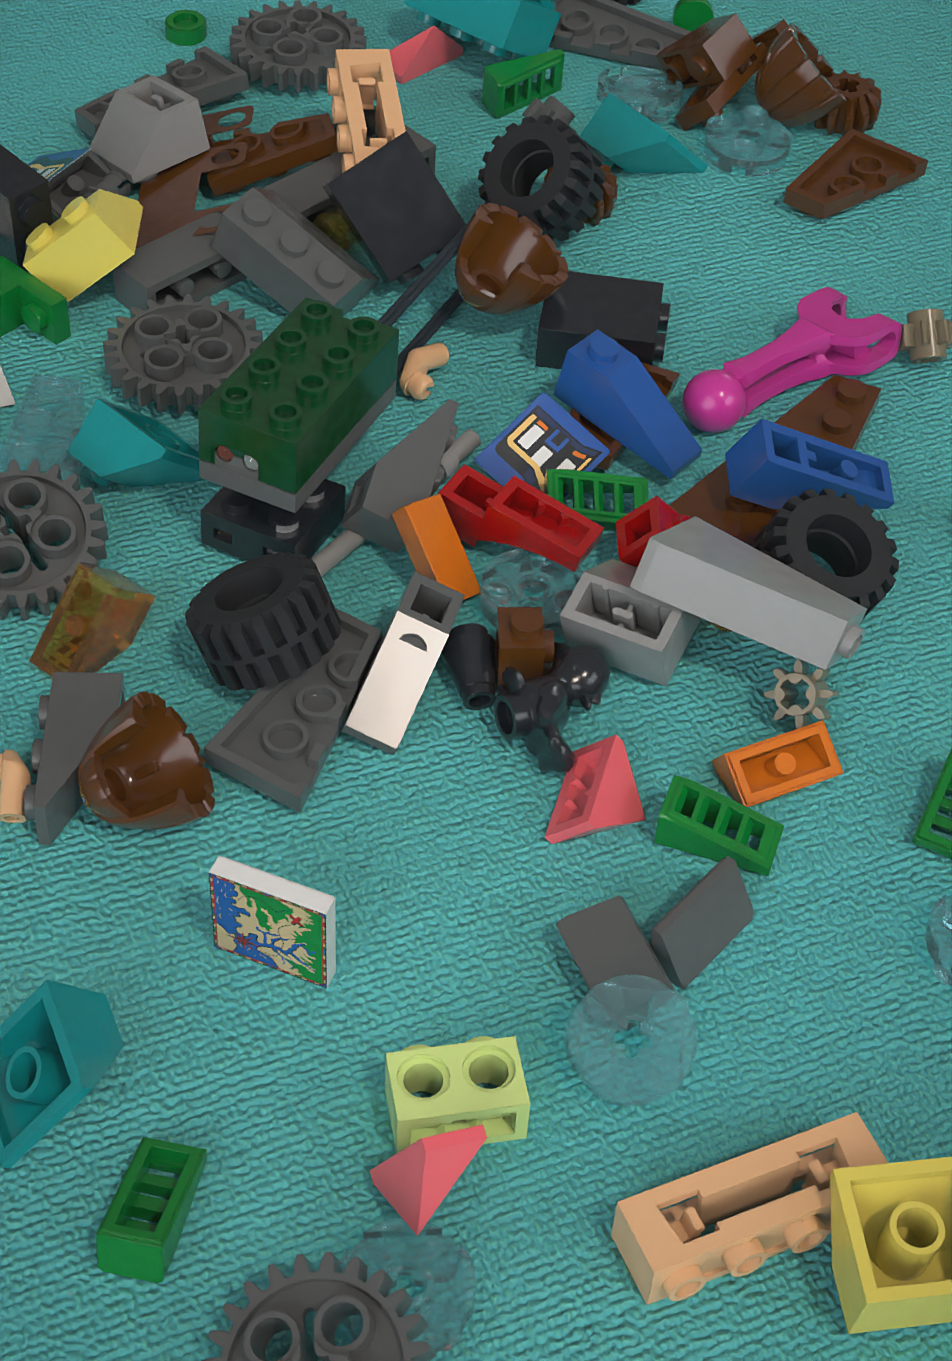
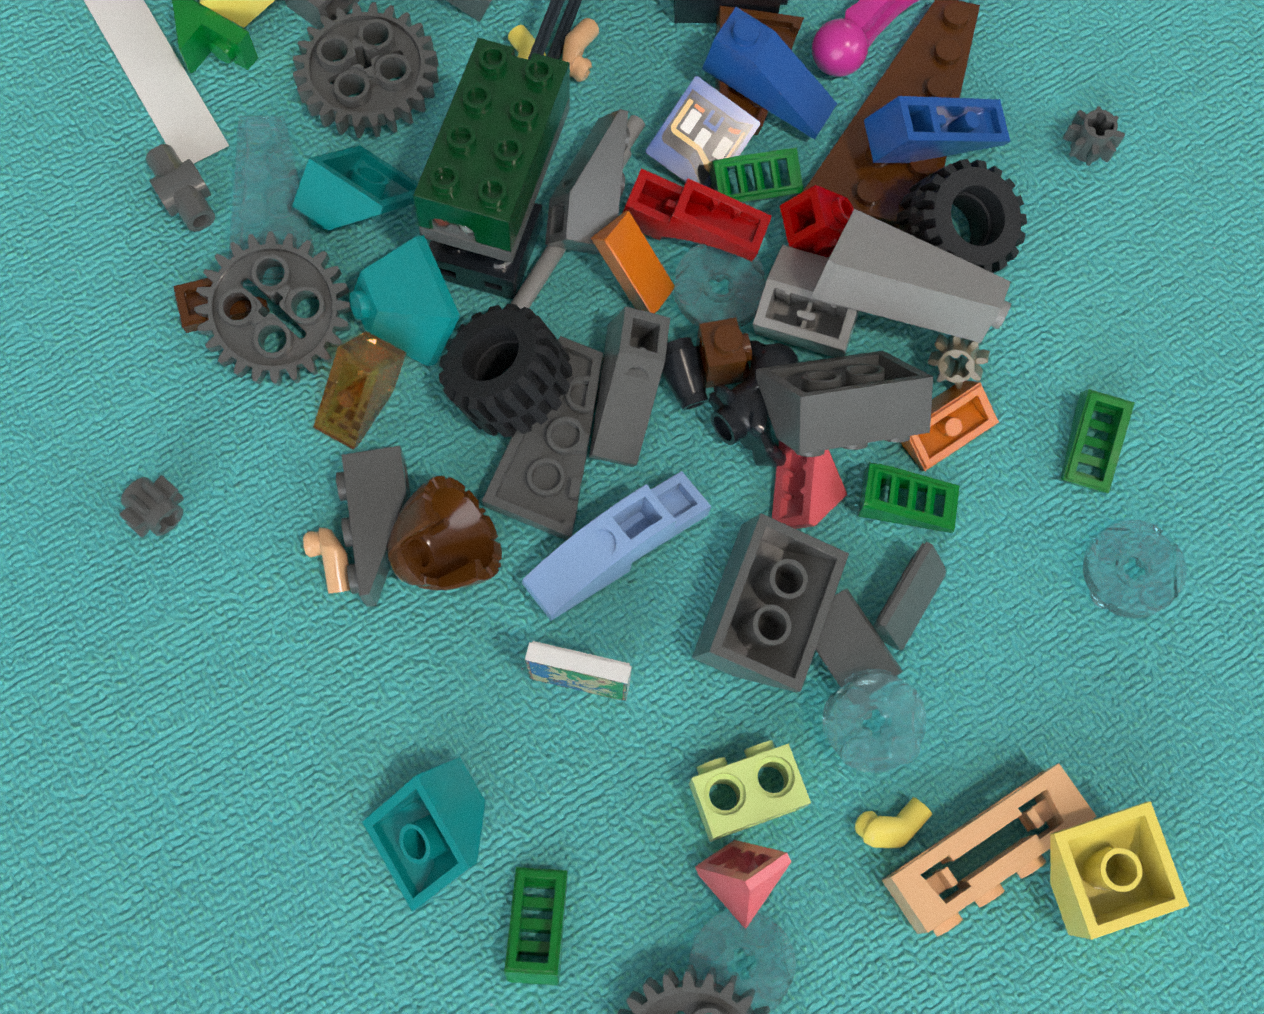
camera: 10 degrees left, 25 degrees up
(168, 543) = (407, 301): none -> teal slope
(339, 807) = (613, 542): none -> light blue slope
(523, 895) = (771, 604): none -> dark grey slope
(632, 1172) = (890, 830): none -> light yellow arm
(656, 702) = (846, 402): none -> dark grey slope

